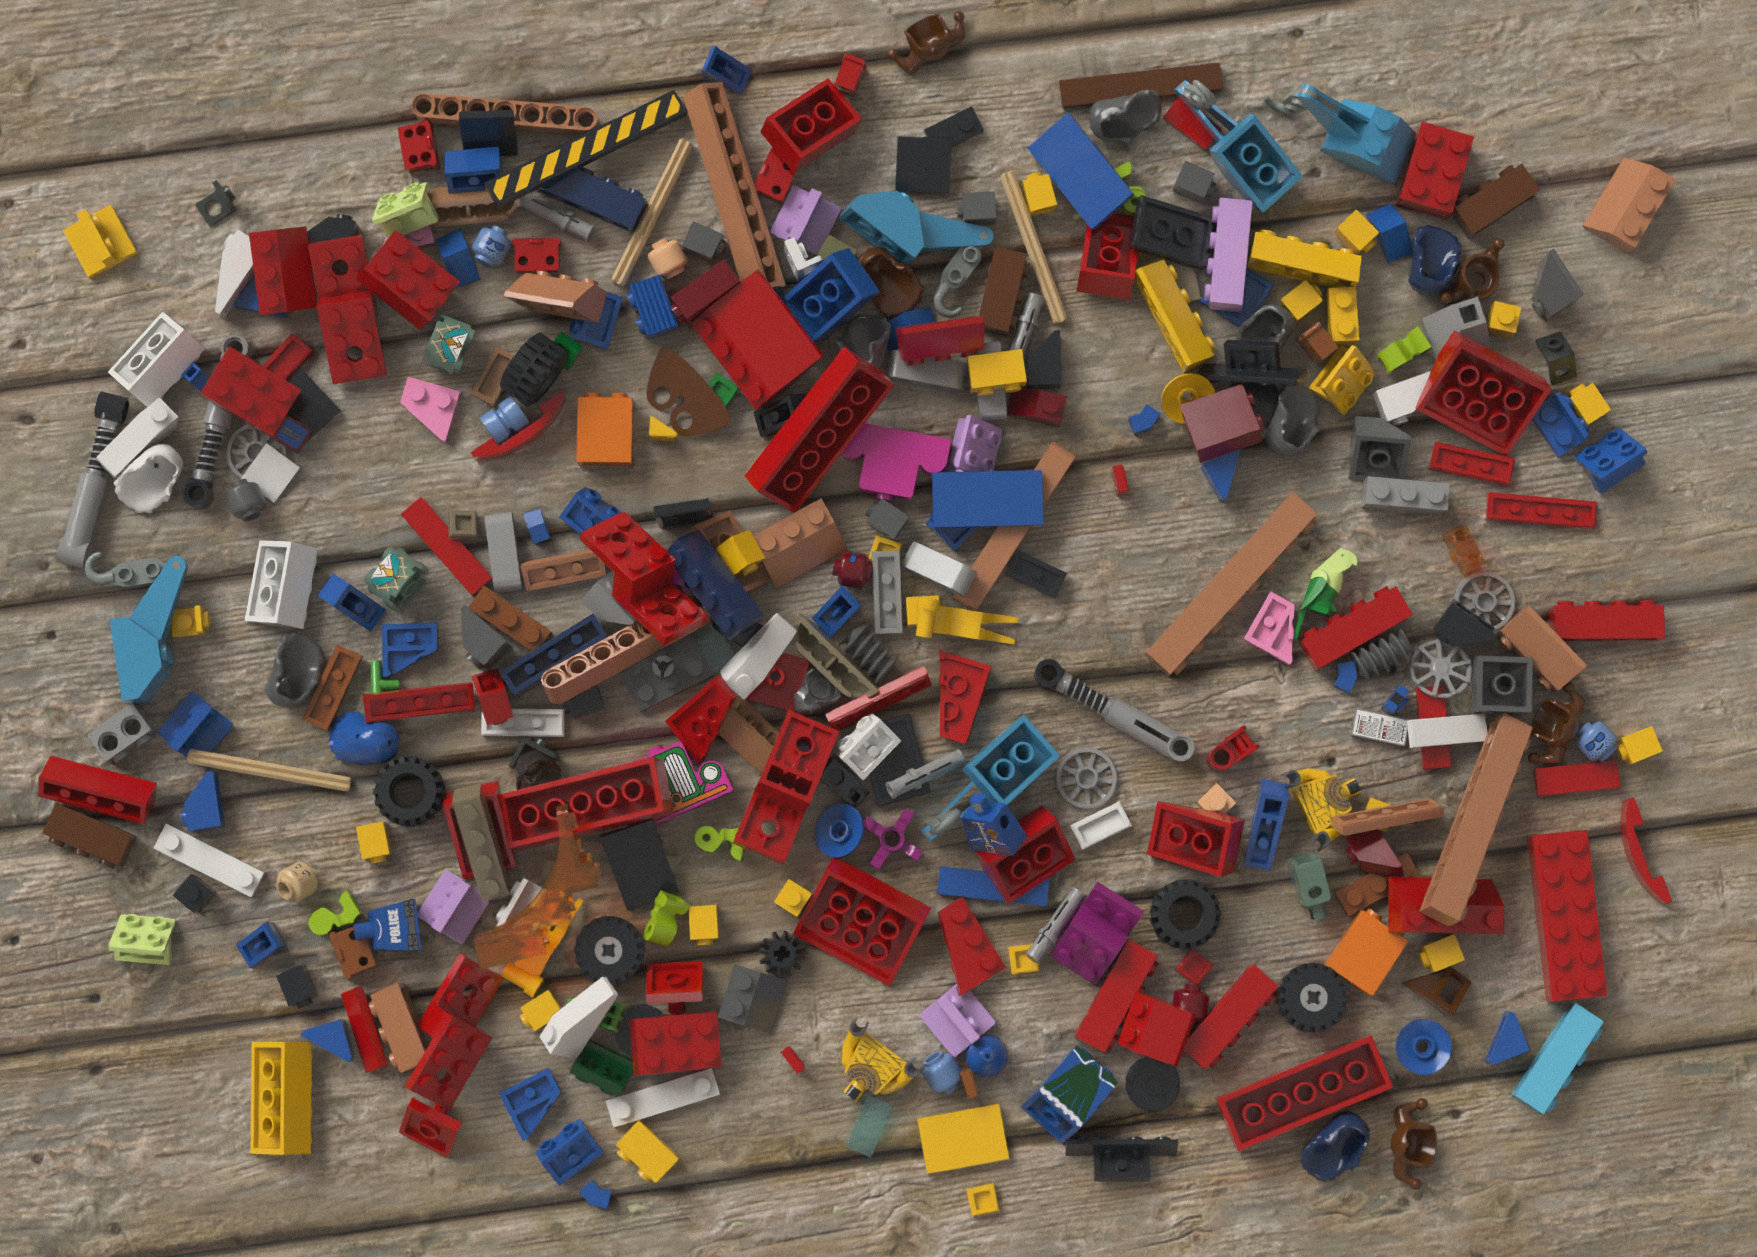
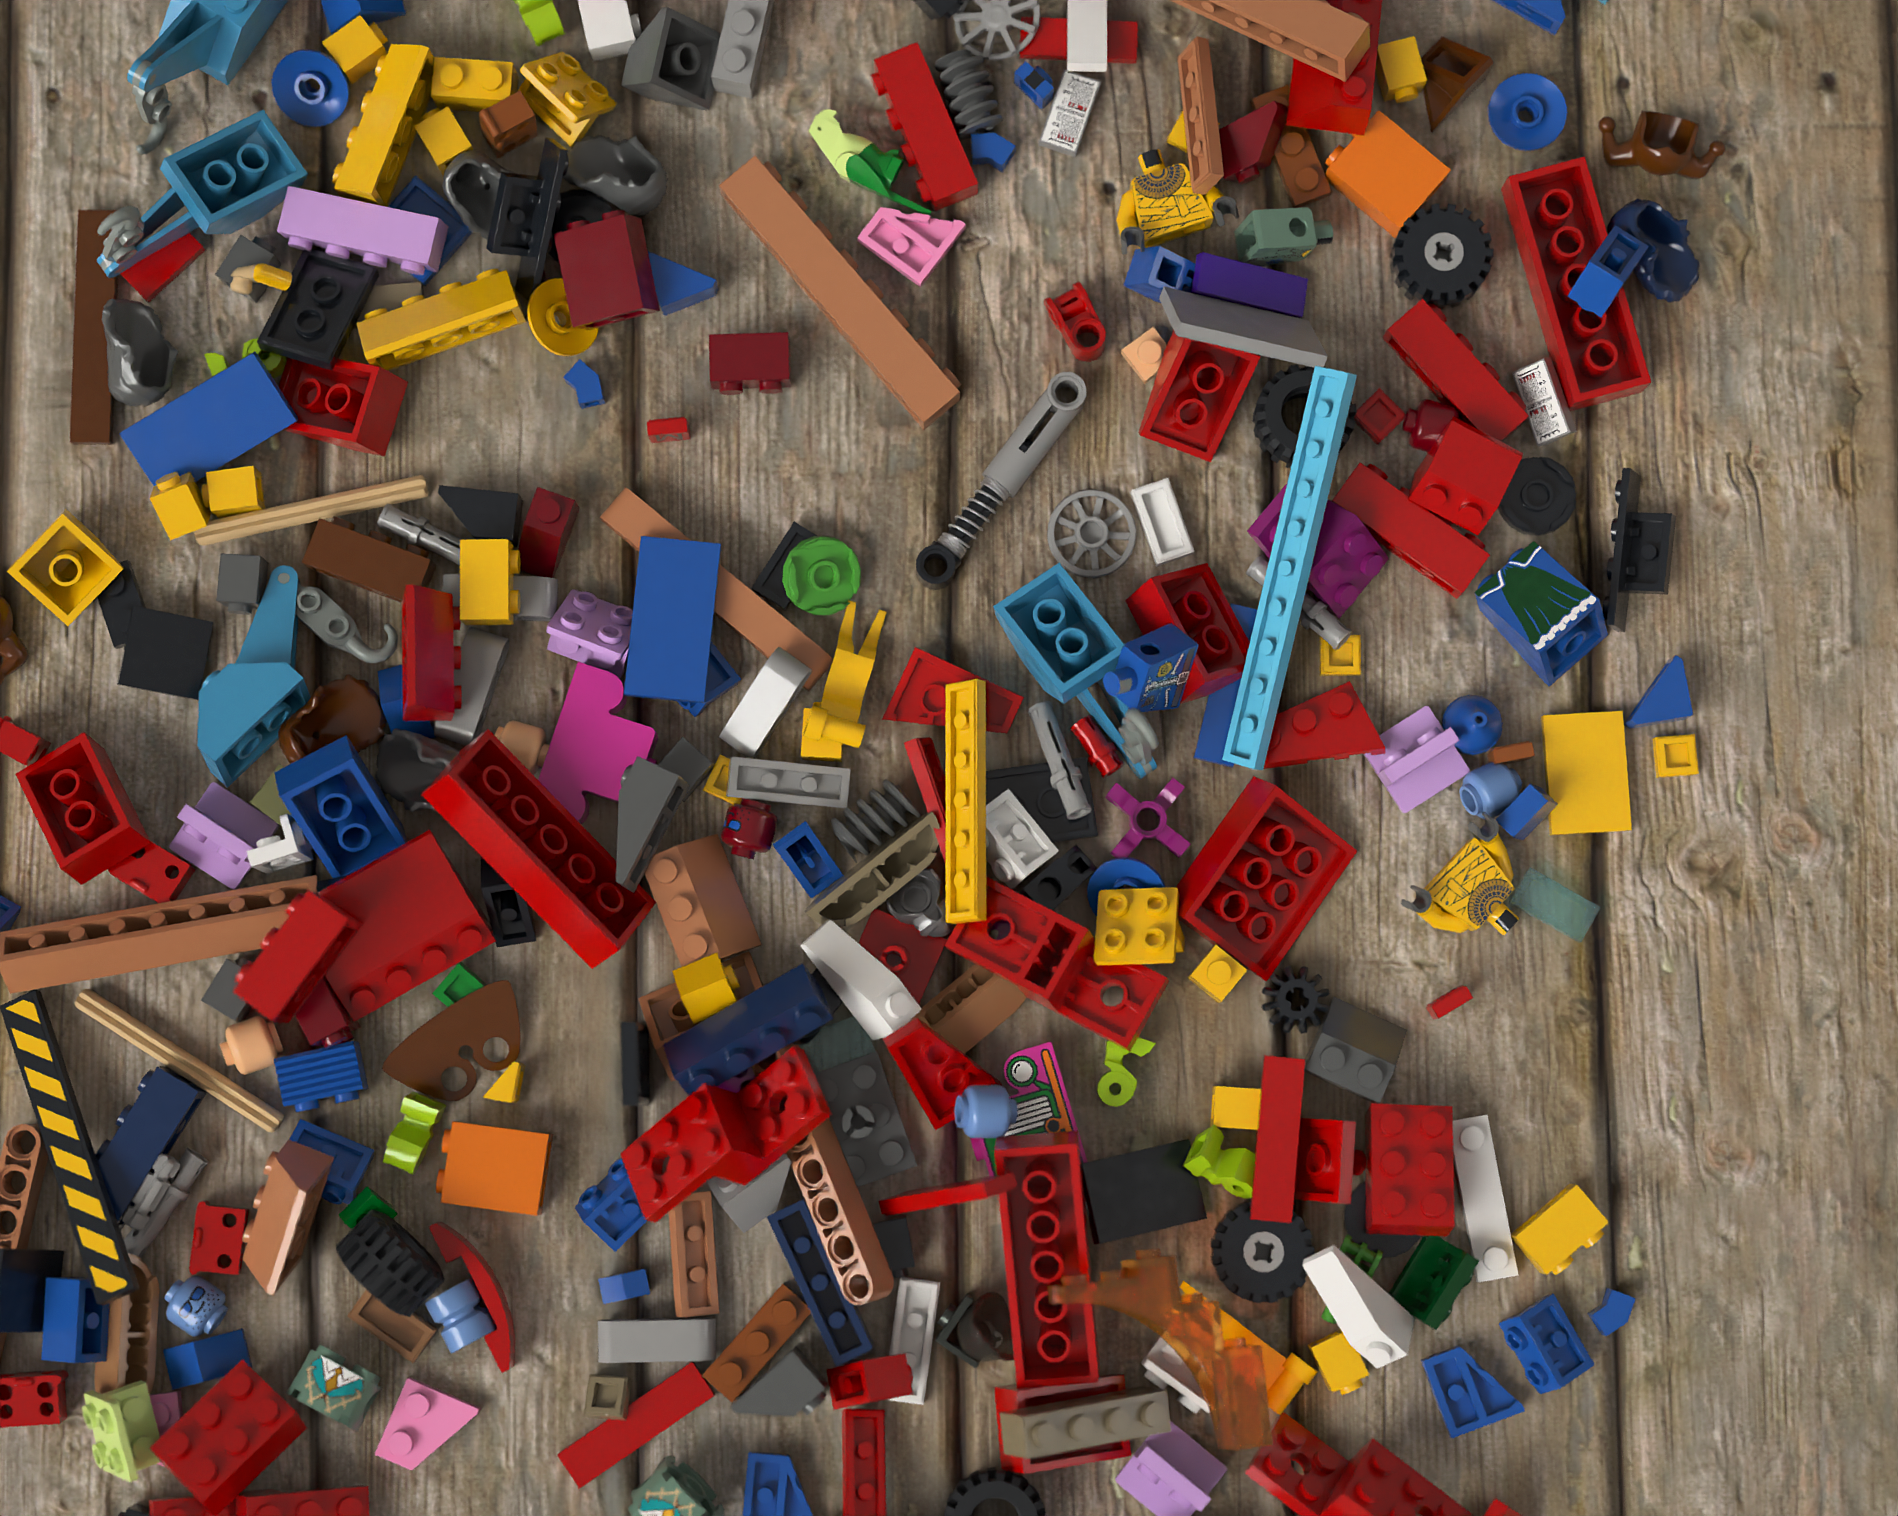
camera: 80 degrees left, 0 degrees up
(562, 206) = (151, 1191): none -> light grey axle
(619, 372) = (413, 1134): none -> lime leg
(621, 731) = (948, 1194): none -> red tile
(680, 750) = (985, 1111): none -> medium blue head
(685, 950) = (1277, 1139): none -> red tile
(726, 279) = (295, 956): none -> red brick
(817, 839) = (1138, 926): none -> yellow bracket
(855, 497) = (644, 812): none -> dark grey slope
(887, 711) = (966, 801): none -> yellow tile
(891, 410) = (525, 743): none -> light nougat head
(929, 1097) = (1526, 812): none -> blue piece
(938, 799) = (1100, 751): none -> red pin
(972, 90) = (66, 567): none -> yellow slope
(1019, 1186) = (1665, 698): none -> blue slope
(1024, 159) = (179, 504): none -> yellow brick
(1032, 596) = (821, 575): none -> bright green tile
(1075, 912) = (1289, 567): none -> medium azure plate
(1174, 529) = (750, 362): none -> dark red brick
(1188, 190) = (259, 273): none -> arm
(1218, 1080) = (1544, 401): none -> tile
(1239, 862) = (1242, 328): none -> light grey tile
(1272, 865) = (1249, 285): none -> dark purple tile
(1311, 1110) = (1607, 271): none -> blue slope
(1315, 205) = (299, 99): none -> blue dish

